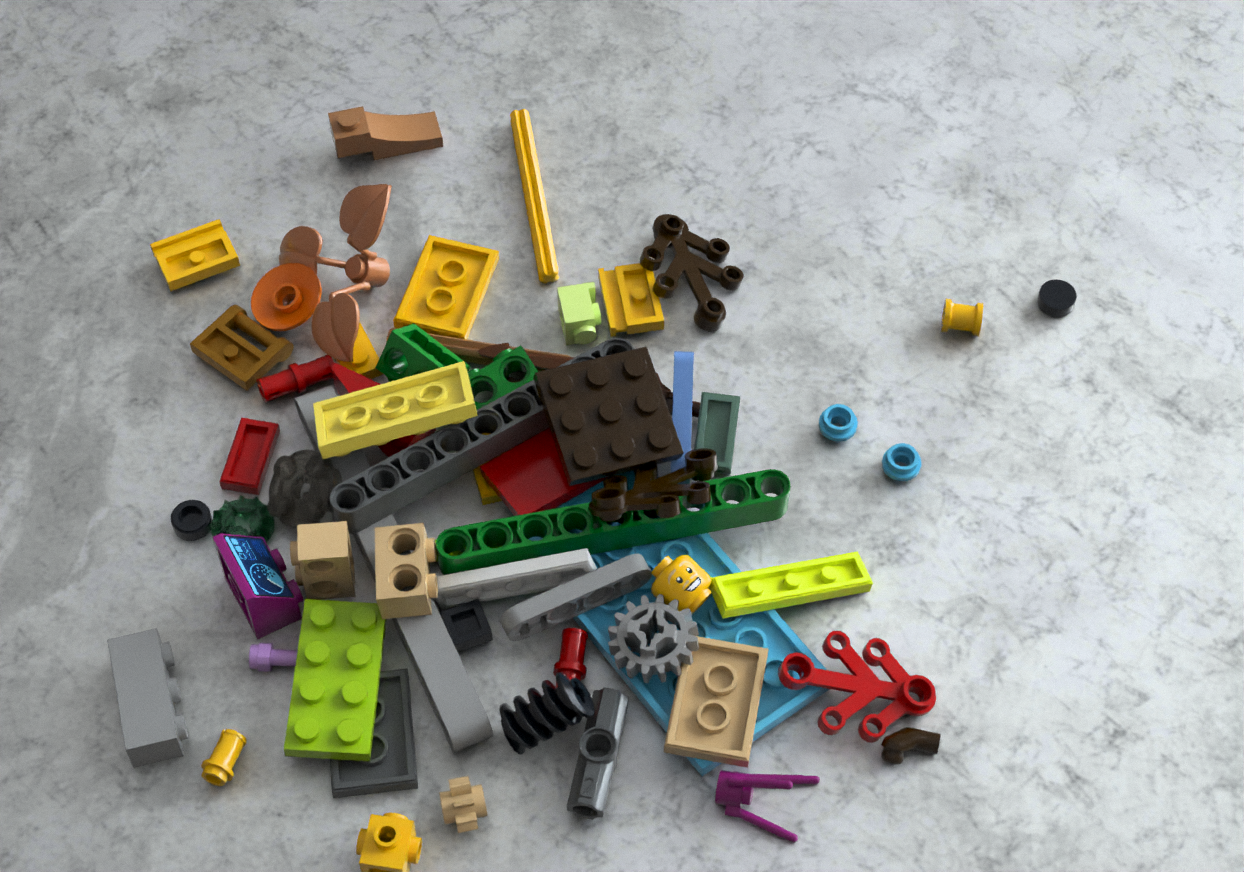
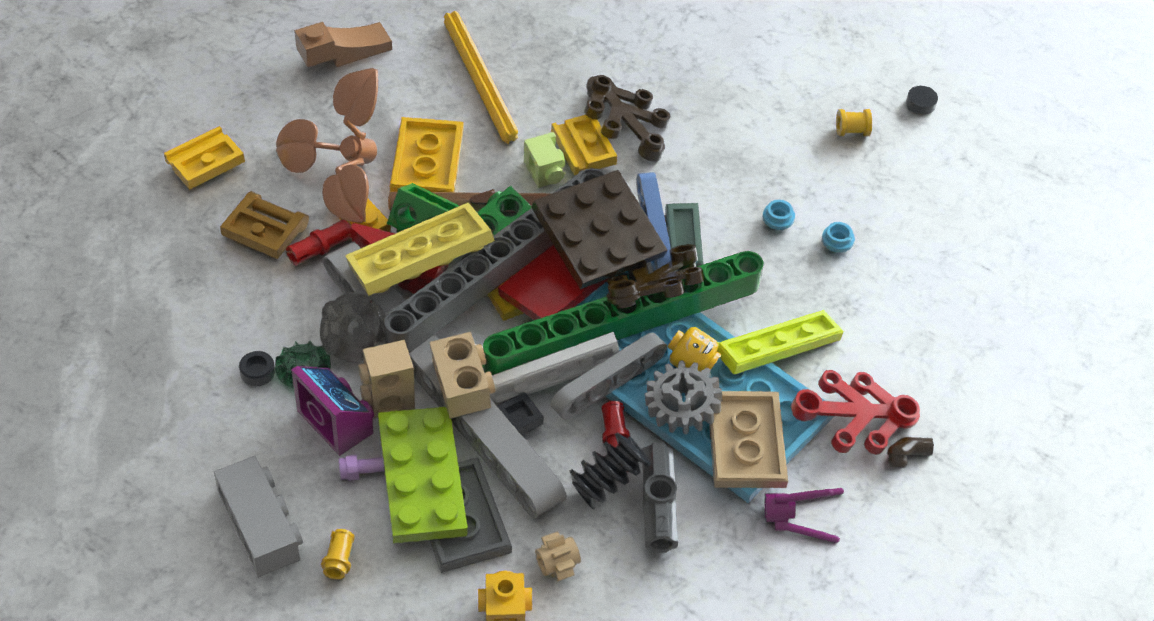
camera: 15 degrees left, 5 degrees down
(250, 456) = (294, 310): red tile -> none
(278, 288) = (289, 170): orange dish -> none

